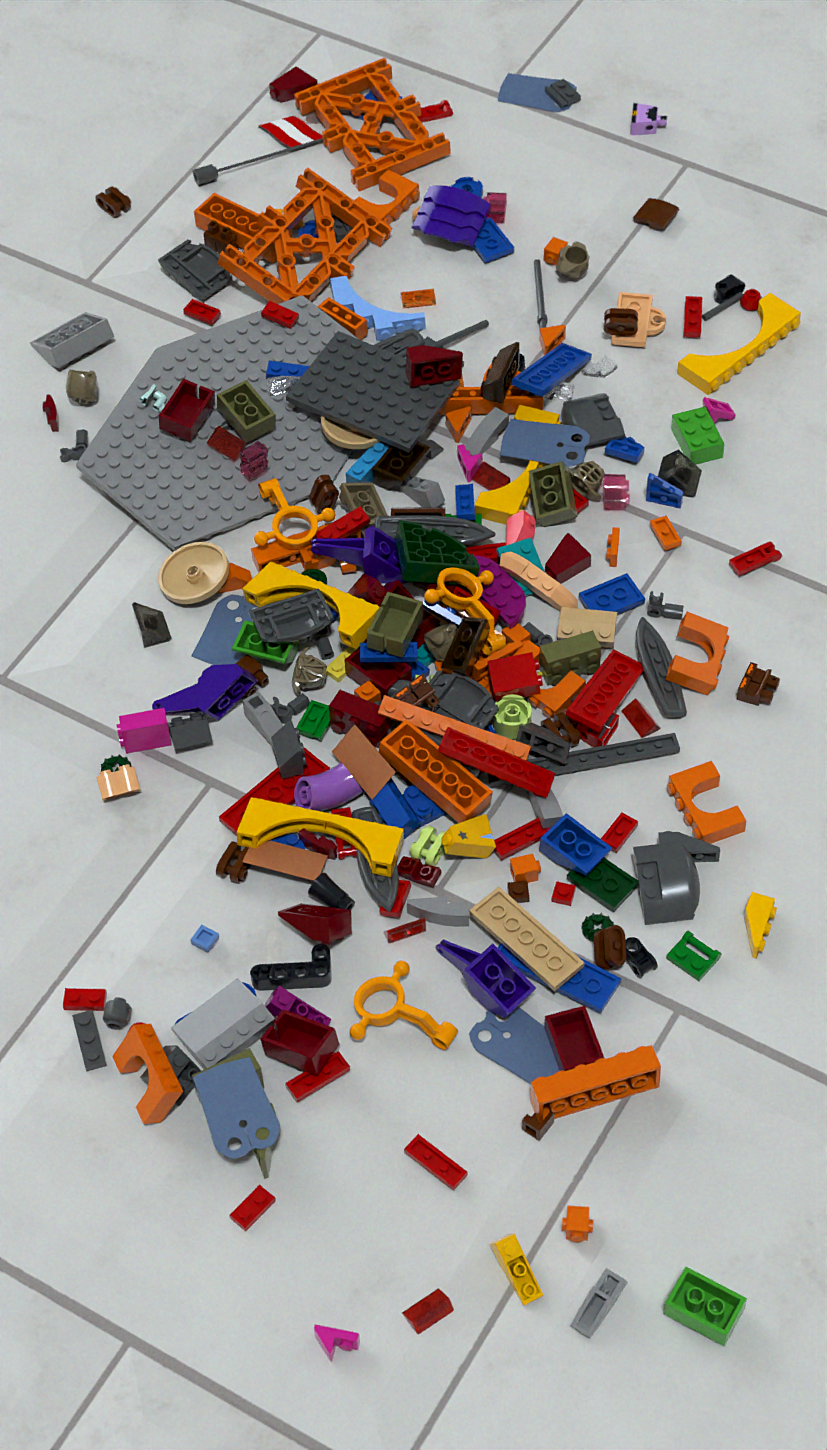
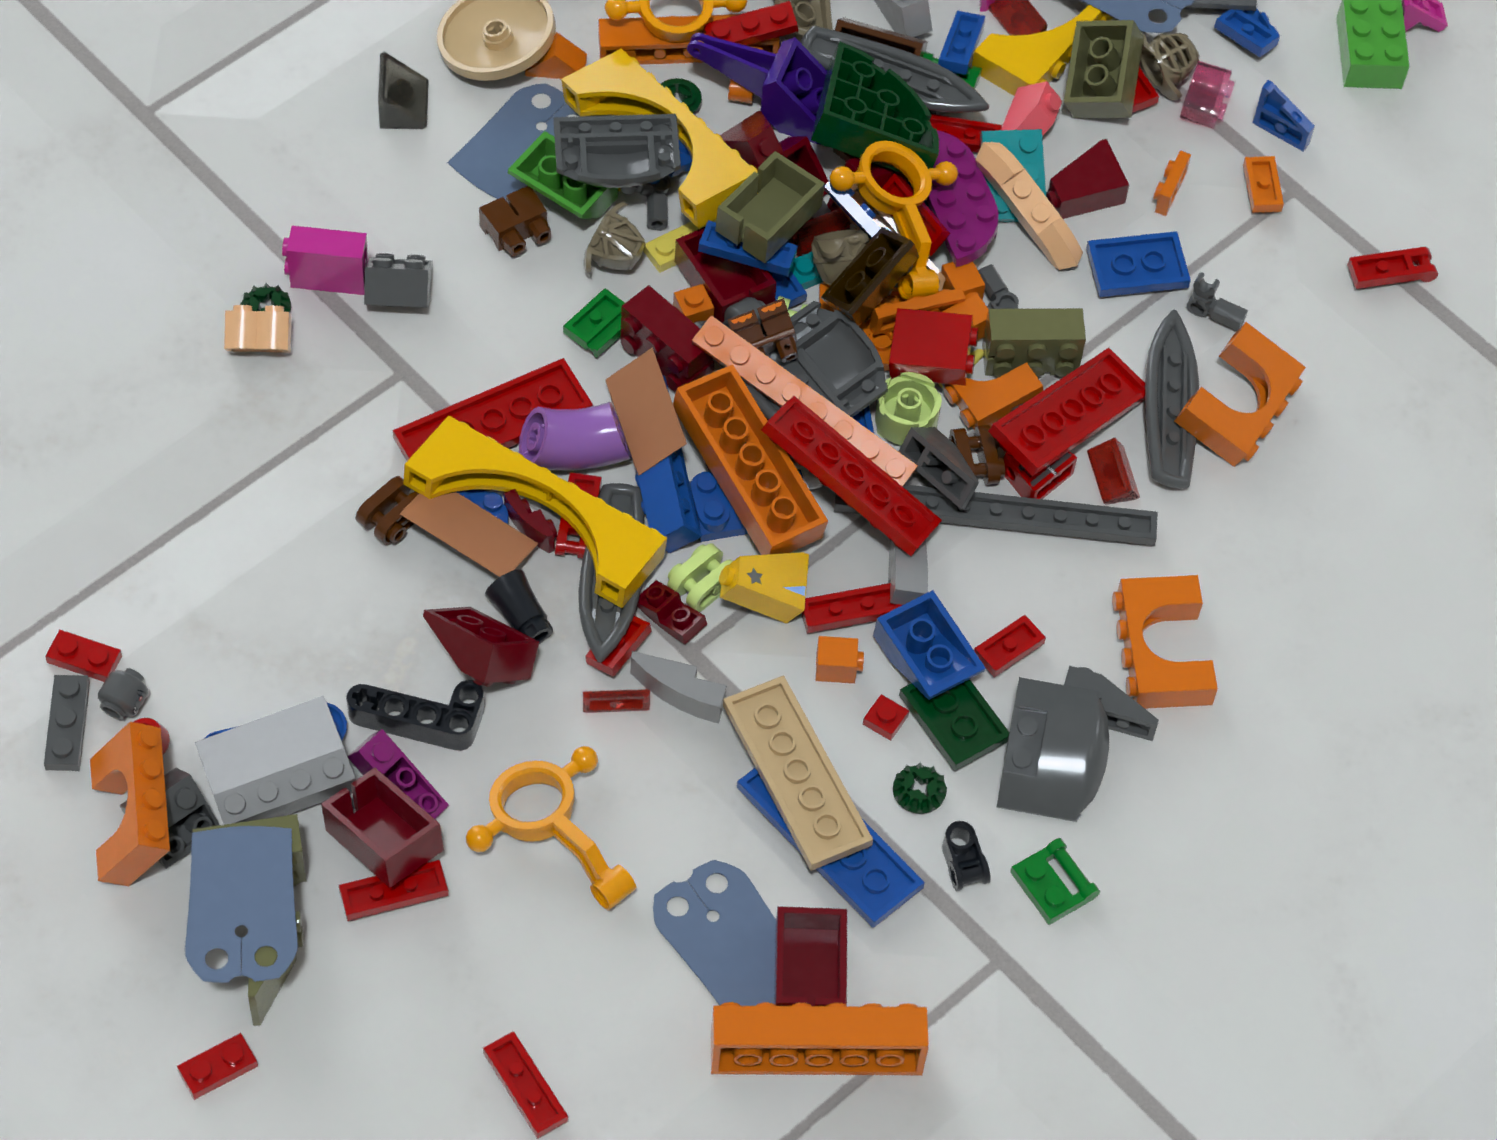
camera: 10 degrees right, 5 degrees up
(204, 938) = (300, 616): medium blue plate -> none
(214, 693) = (453, 234): dark purple slope -> none
(261, 715) = (521, 300): light grey slope -> none
(284, 712) = (557, 296): dark grey bar -> none
(288, 751) = (535, 359): dark grey slope -> none
(315, 561) = (691, 68): orange leg -> none
(489, 977) = (716, 817): dark purple slope -> none
(518, 891) = (815, 692): reddish brown plate -> none
(535, 1128) = (701, 1080): reddish brown panel -> none
(578, 621) = (1070, 286): tan slope -> none
(610, 947) = (923, 827): reddish brown brick -> none
(680, 472) = (1322, 94): clear smoke slope -> none
(754, 685) = (1314, 473): reddish brown hips -> none
(757, 918) = (1180, 849): yellow slope -> none

